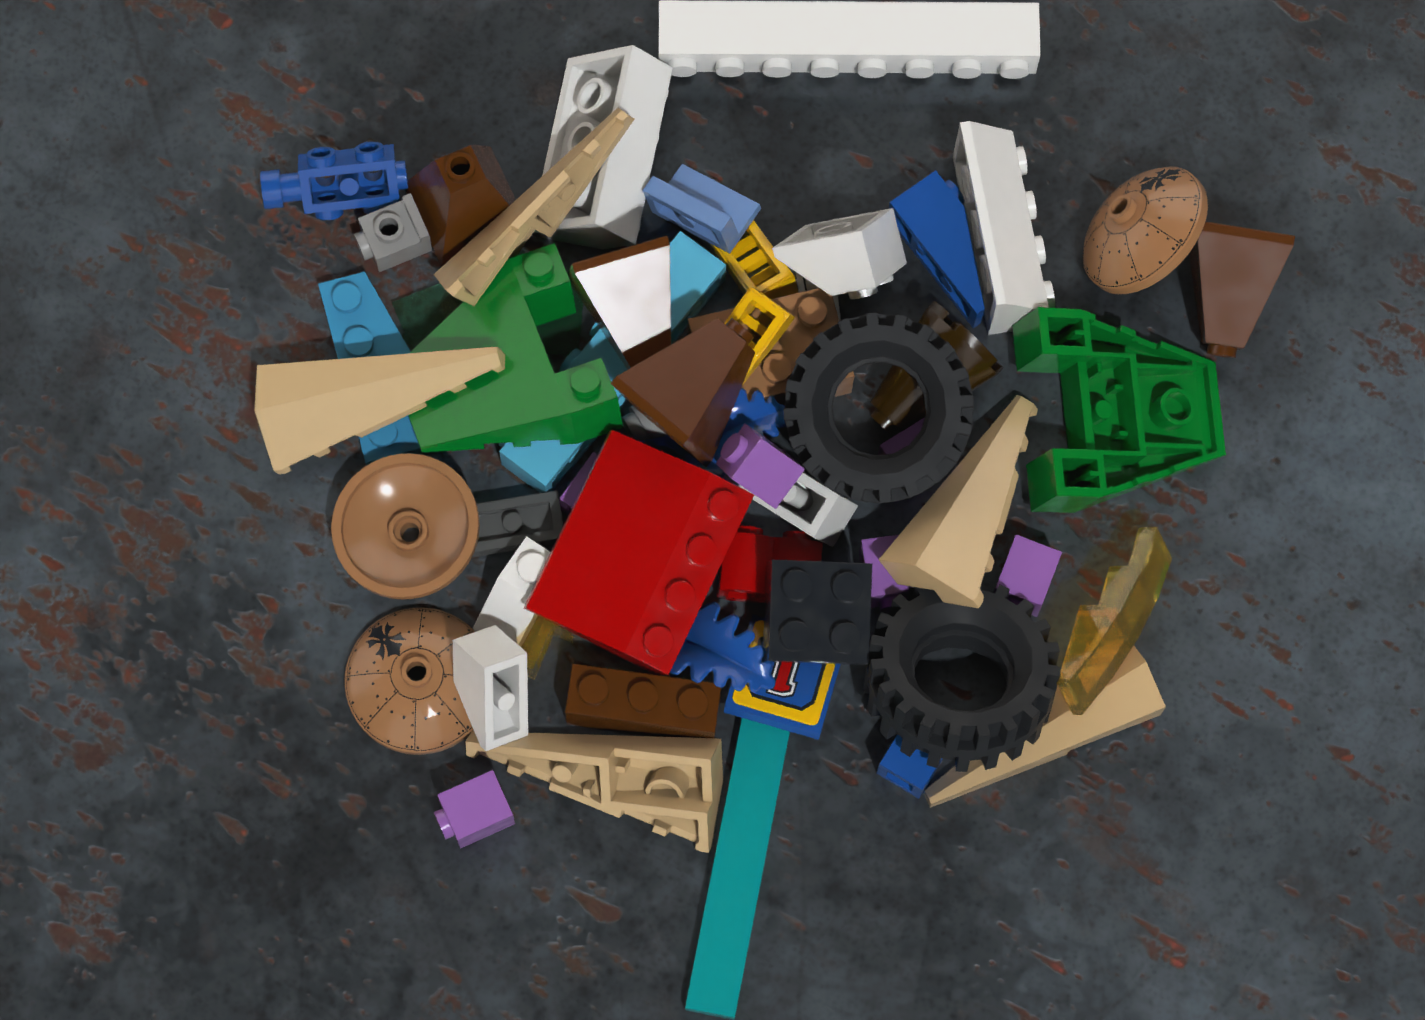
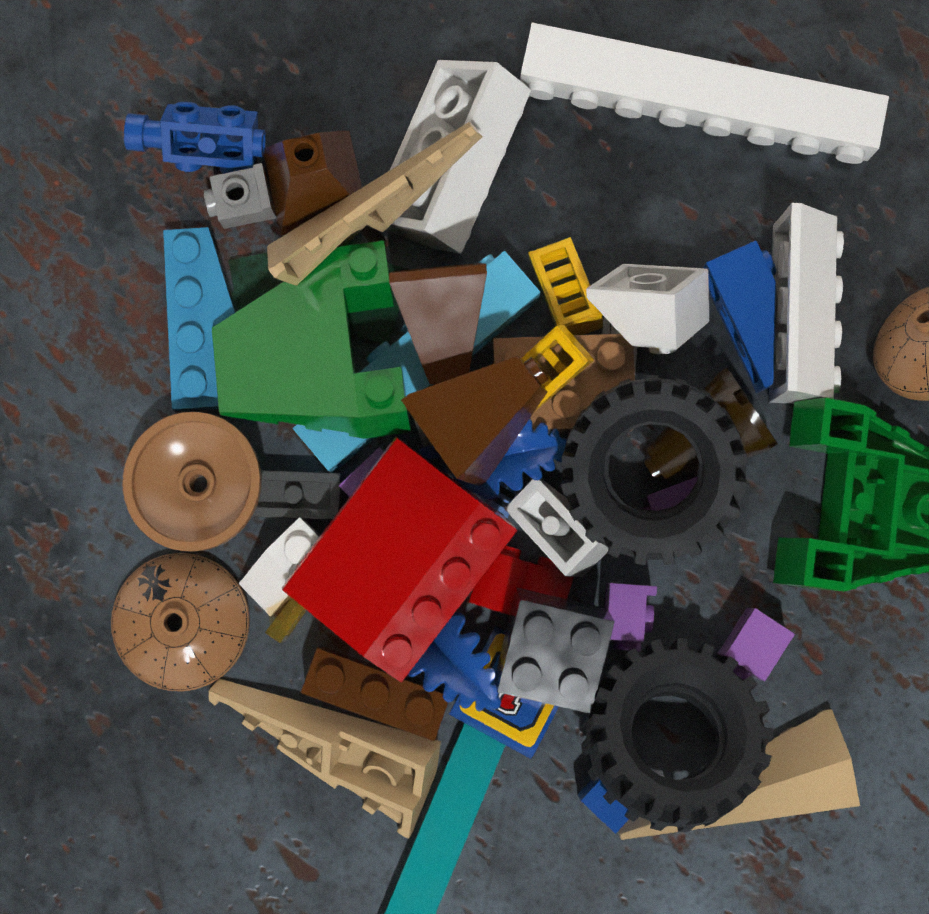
camera: 15 degrees right, 10 degrees up
(324, 402) = (142, 348): tan wedge -> none
(474, 810) = (202, 759): medium lavender brick -> none
(492, 685) = (239, 649): white slope -> none
(702, 207) = (531, 228): medium blue panel -> none
(759, 465) = (528, 501): medium lavender brick -> none
(954, 532) = (699, 597): tan wedge -> none
(1109, 630) = (823, 719): clear yellow slope -> none

